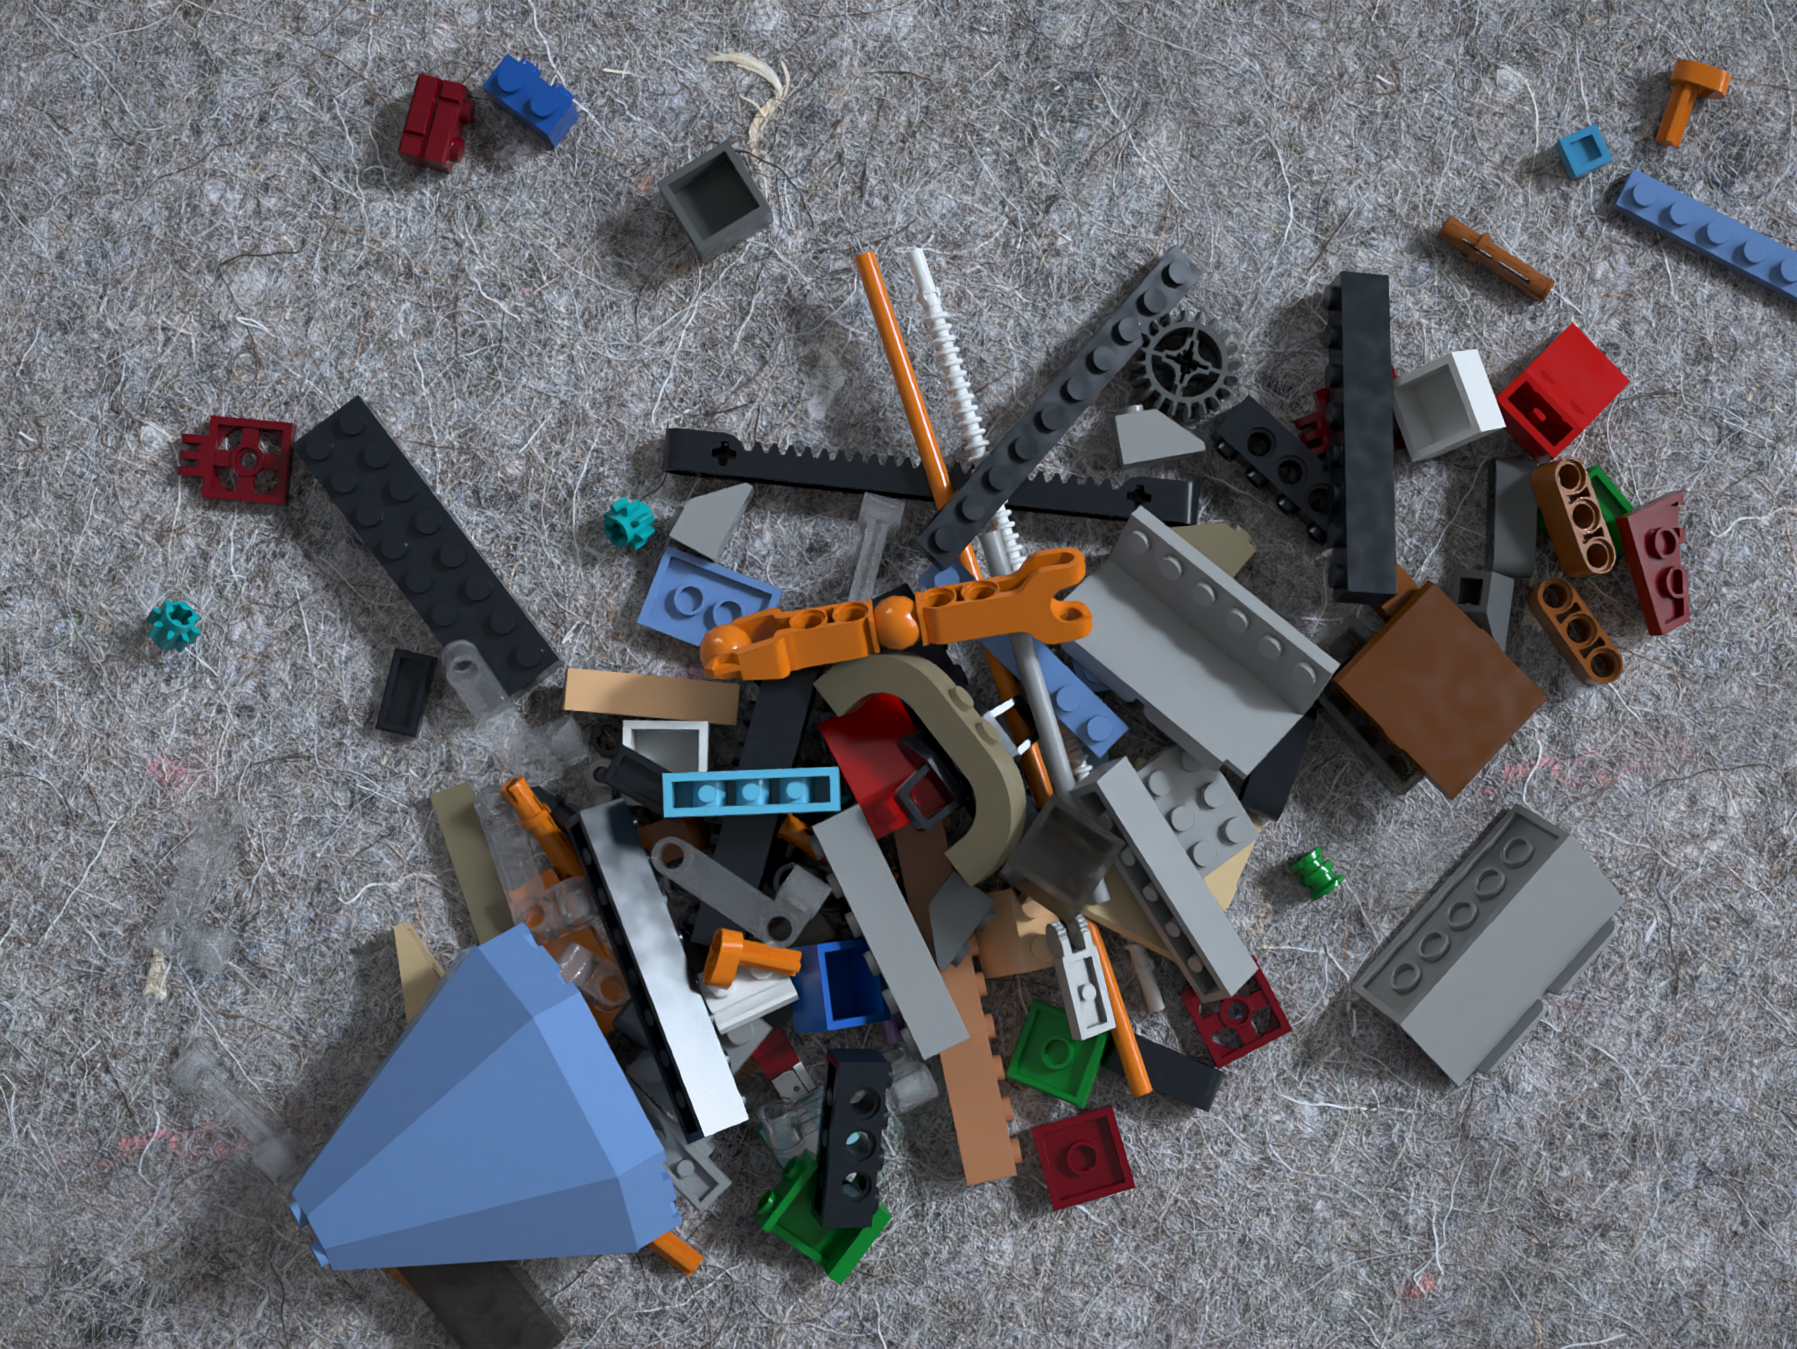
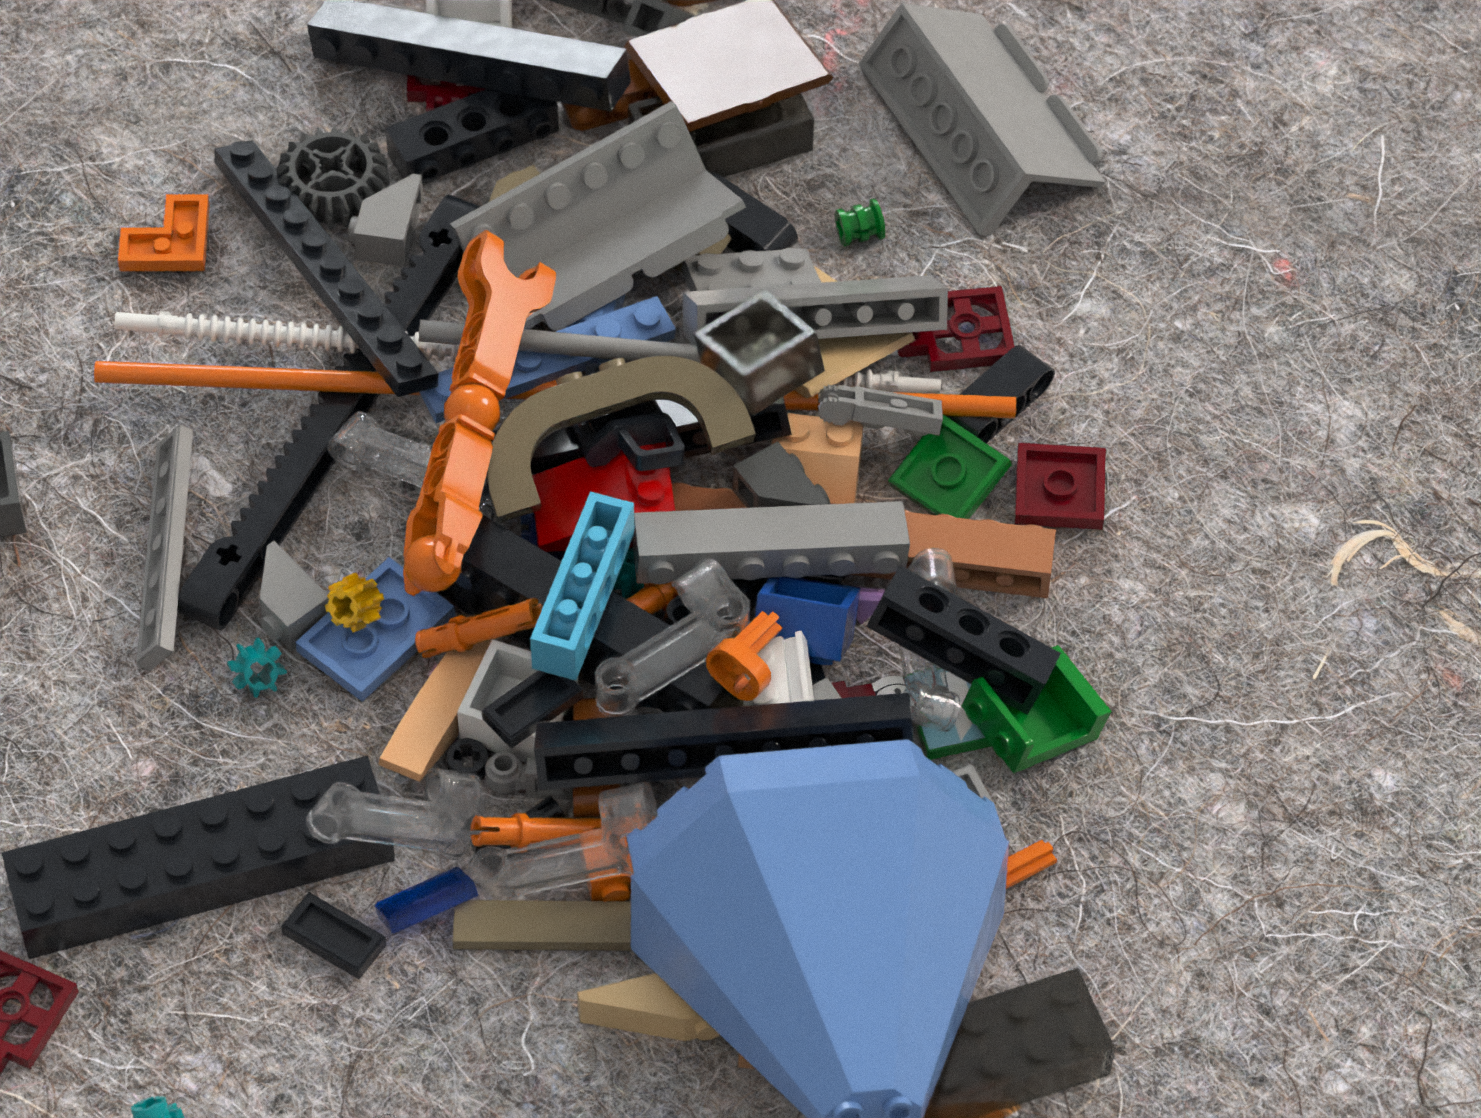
camera: 70 degrees left, 30 degrees down
(458, 757) = (426, 899): none -> clear blue tile
(707, 585) = (354, 602): none -> yellow gear
(725, 741) = (465, 632): none -> orange pin
(726, 391) = (164, 548): none -> light grey tile
(1060, 259) = (176, 245): none -> orange plate

